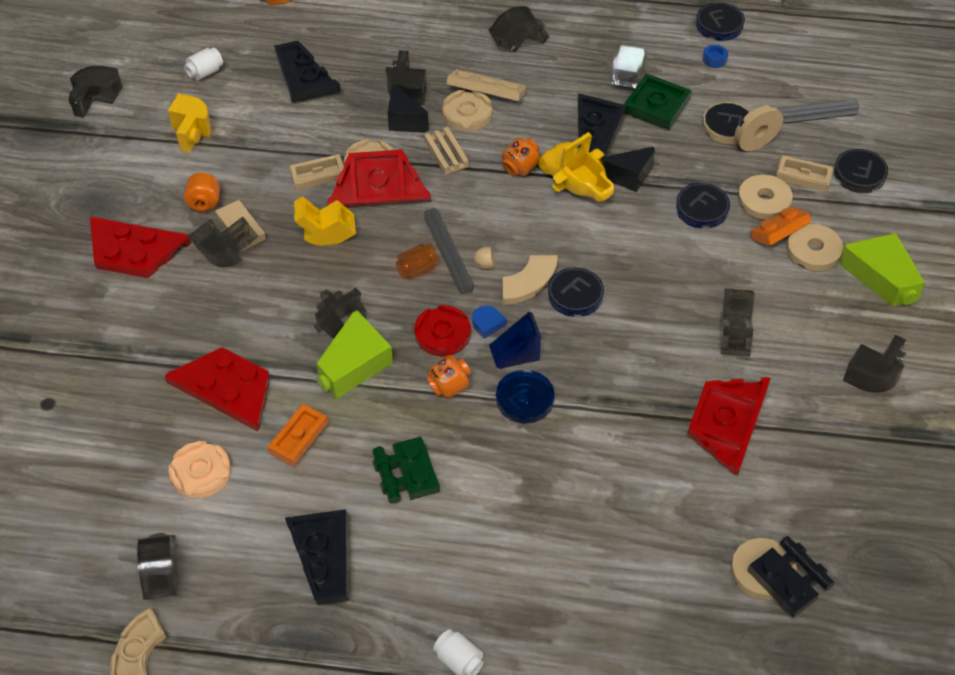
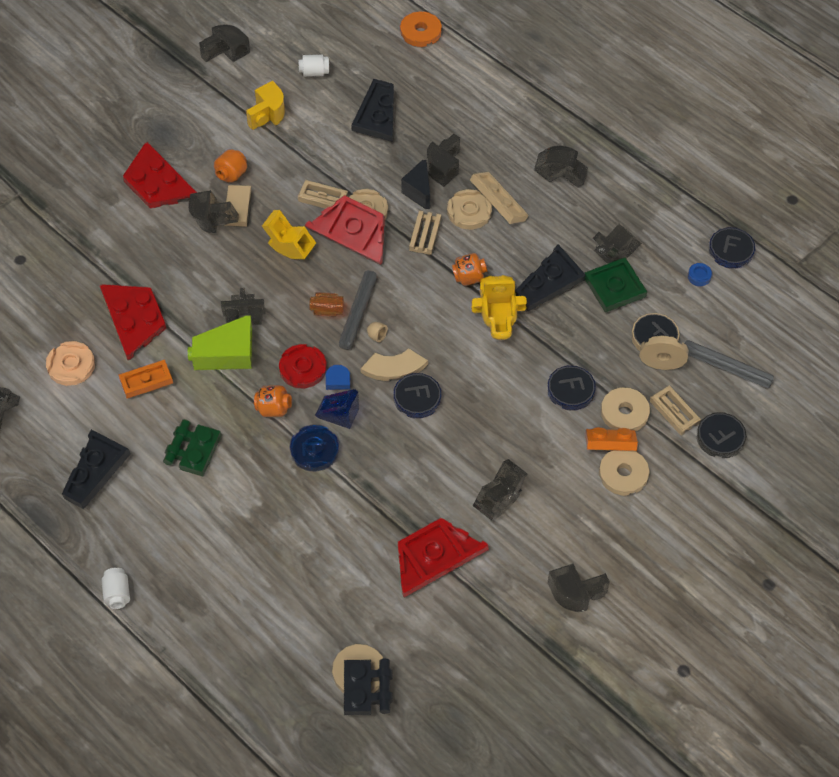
camera: 35 degrees right, 5 degrees up
(629, 168) = (542, 326): black slope -> none
(884, 268) = (656, 520): lime slope -> none

